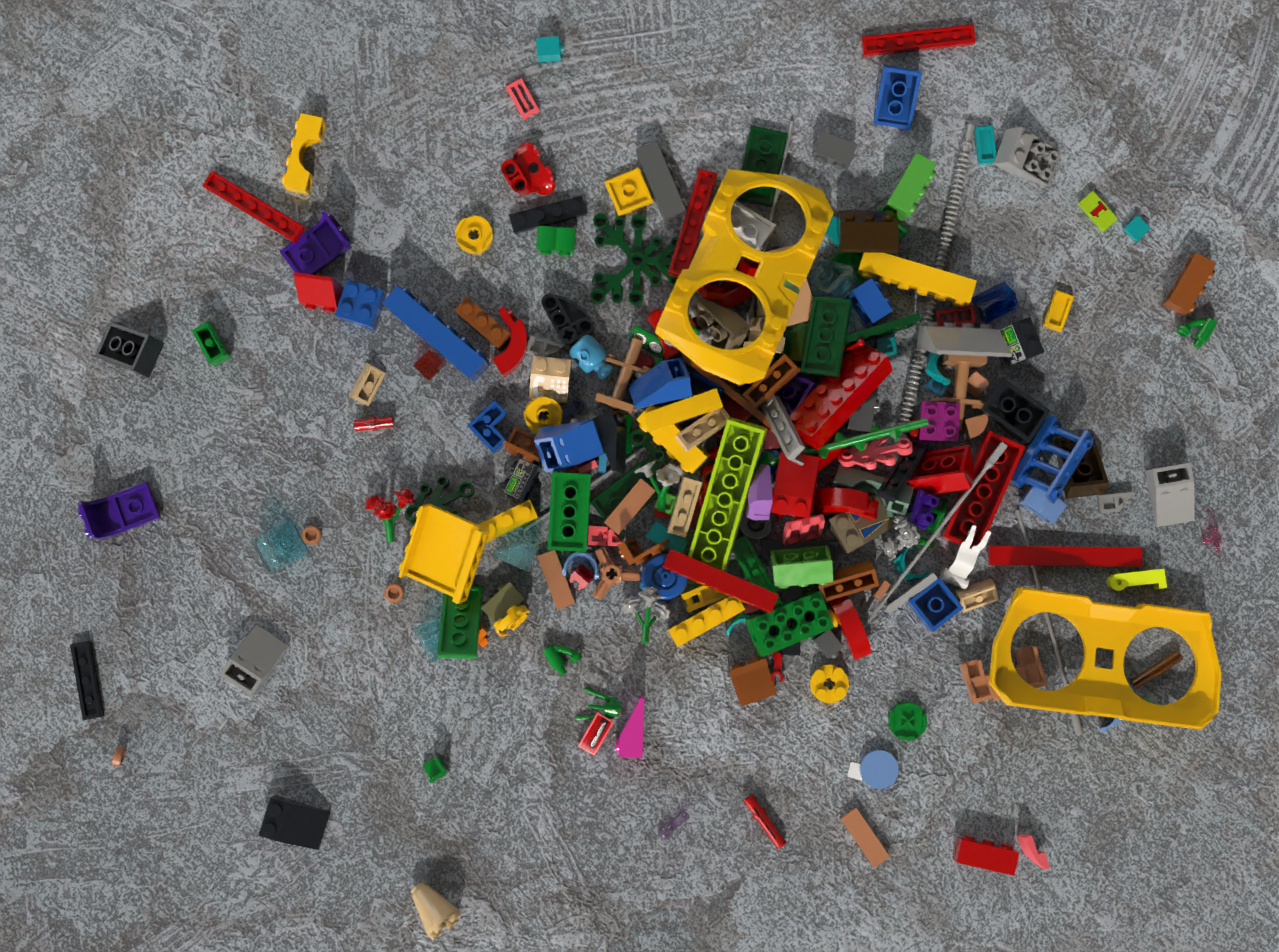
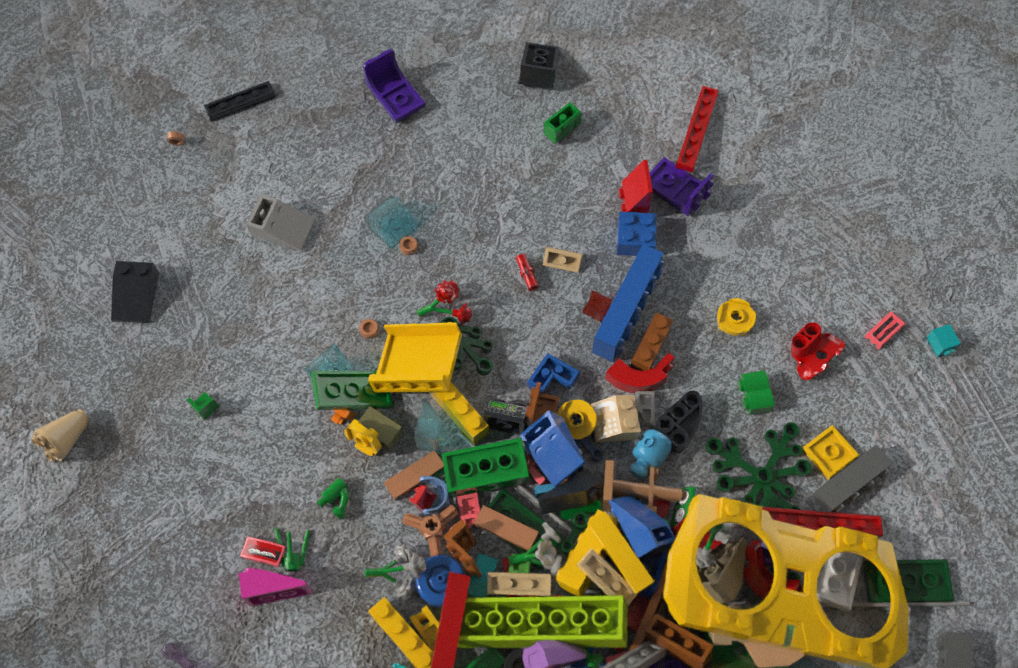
camera: 75 degrees right, 20 degrees down
(308, 131) = (781, 155): yellow arch -> none
(548, 214) = (780, 380): black plate -> none

